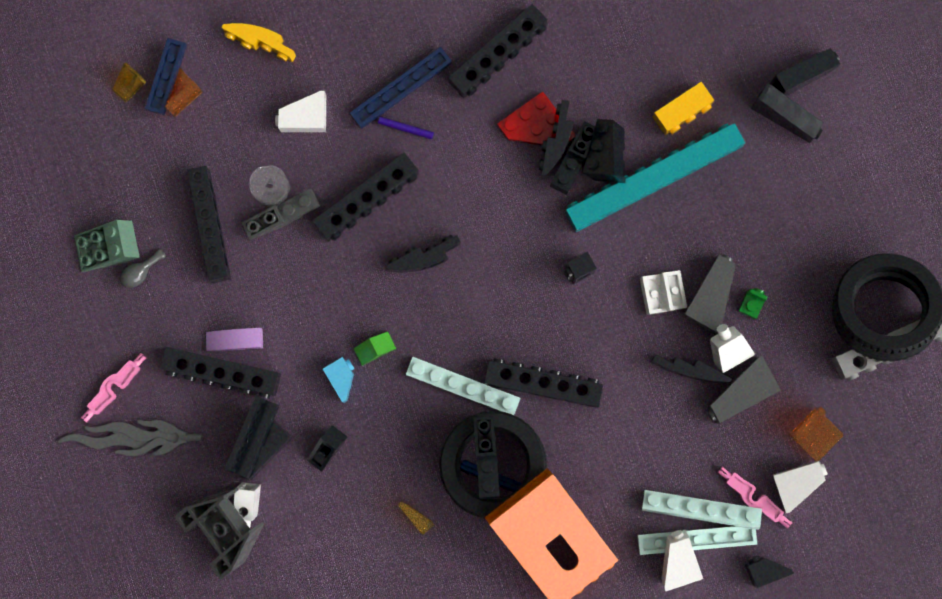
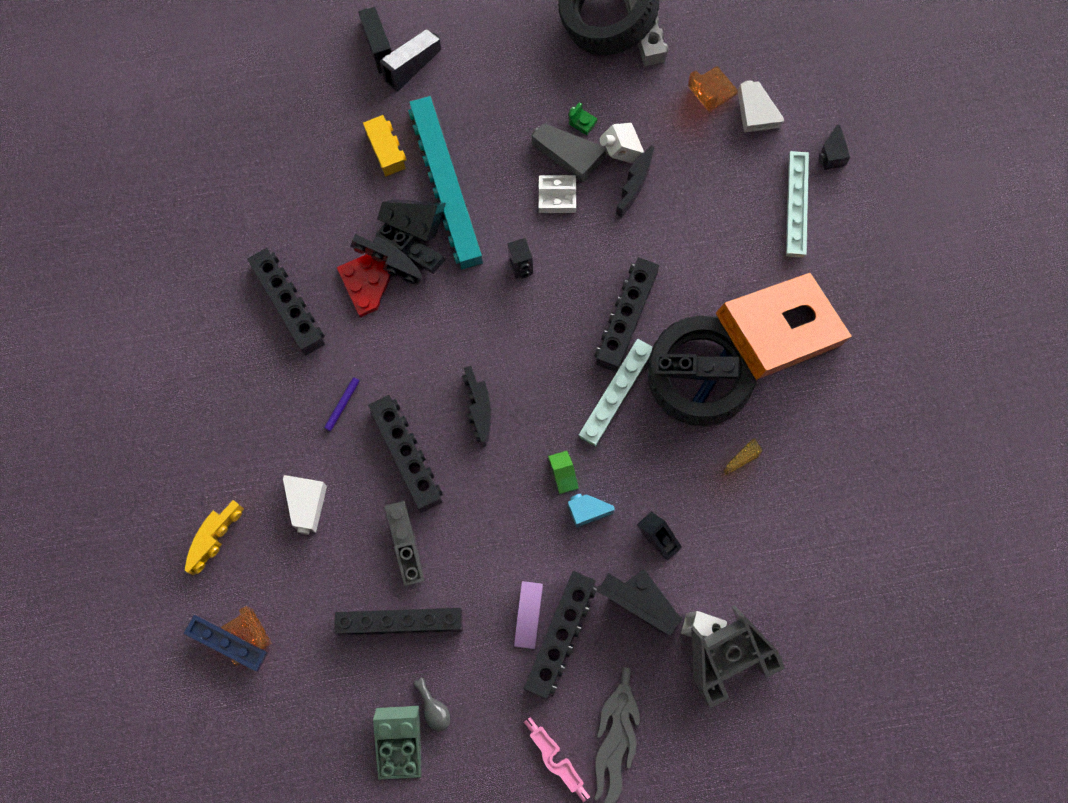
camera: 80 degrees left, 10 degrees down
(128, 82) = (221, 688): clear yellow slope -> none
(273, 176) = (361, 554): clear brick -> none
(400, 87) = (299, 401): dark blue plate -> none
(680, 562) = (818, 218): white slope -> none
(702, 509) = (769, 194): light aqua plate -> none
(746, 390) = (661, 131): dark grey slope -> none
(746, 491) = (757, 156): bright pink piece -> none

